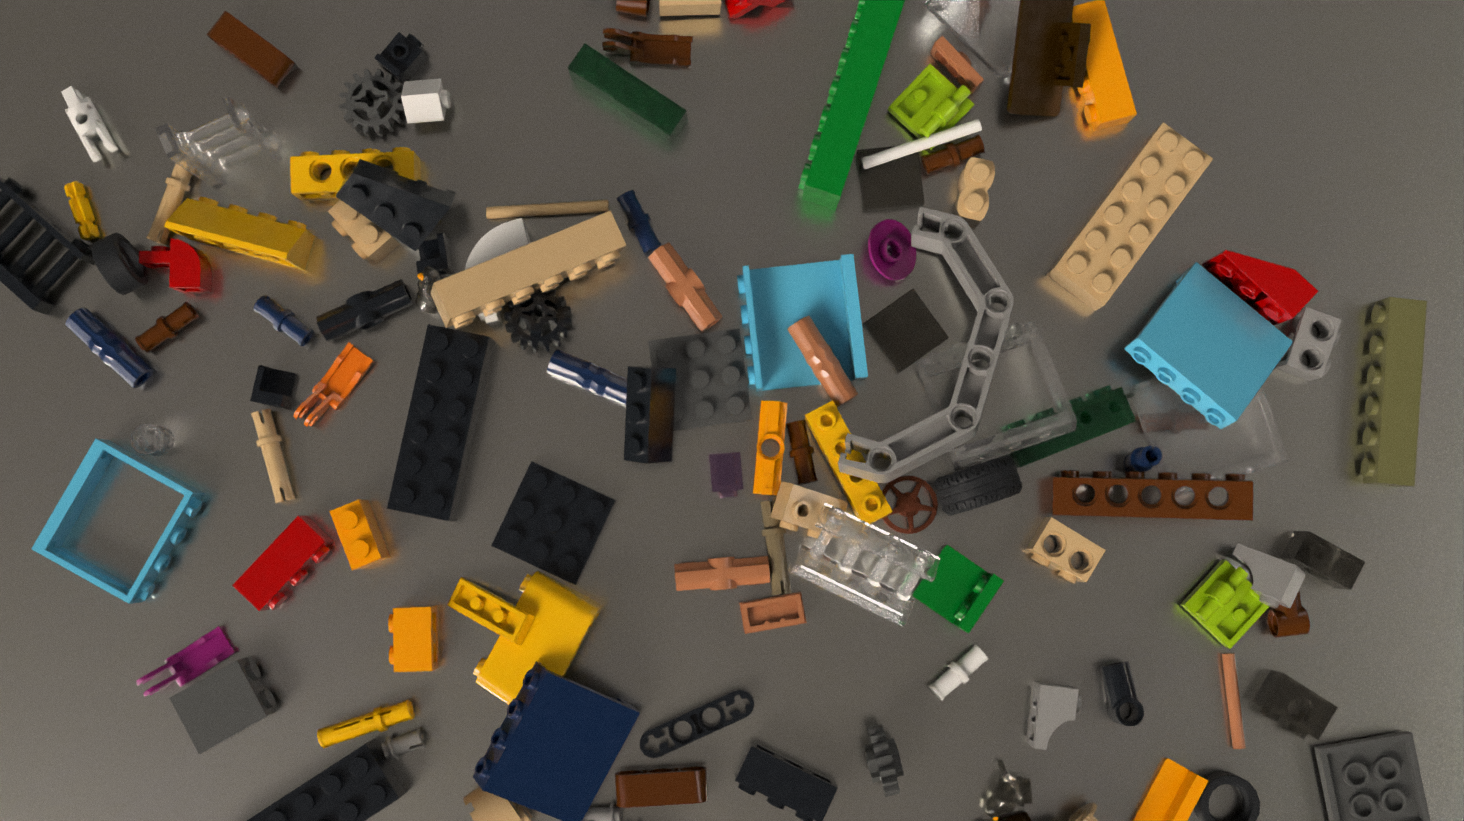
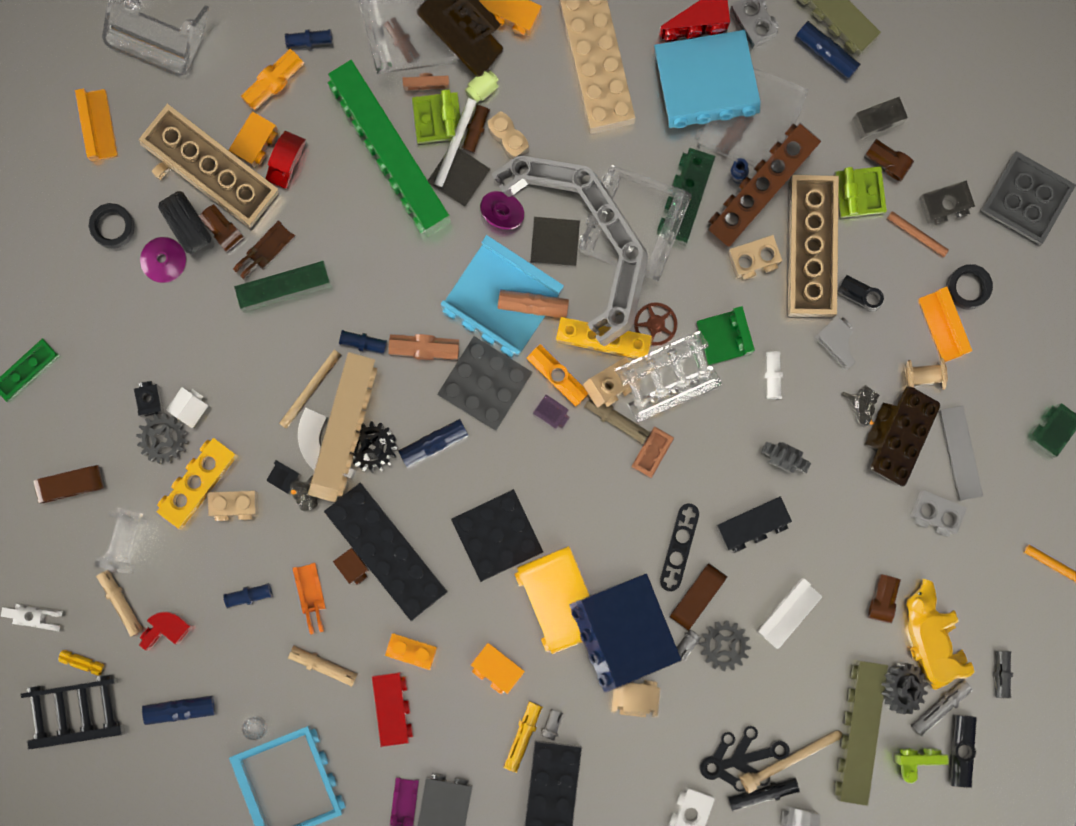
camera: 50 degrees left, 0 degrees up
(119, 263) = (136, 662): black tyre -> none
(166, 327) = (194, 667): reddish brown pin -> none
(241, 232) = (177, 576): yellow slope -> none
(274, 387) = (283, 632): black panel -> none
(364, 310) = (281, 543): black piece -> none
(395, 203) = (238, 472): black wedge -> none
(395, 400) = (351, 567): none -> reddish brown brick
(491, 611) = (518, 610): yellow tile -> none
(649, 414) = (481, 427): black brick -> none
(722, 573) = (606, 462): nougat piece -> none
(801, 452) = (575, 359): reddish brown pin -> none
(978, 485) = (677, 275): black tyre -> none
(1001, 124) = (482, 86): none -> yellowish green brick
(1129, 602) = (813, 246): none -> tan brick
(1273, 578) = (865, 155): light grey arch -> none
(1344, 444) = (828, 49): none -> dark blue axle

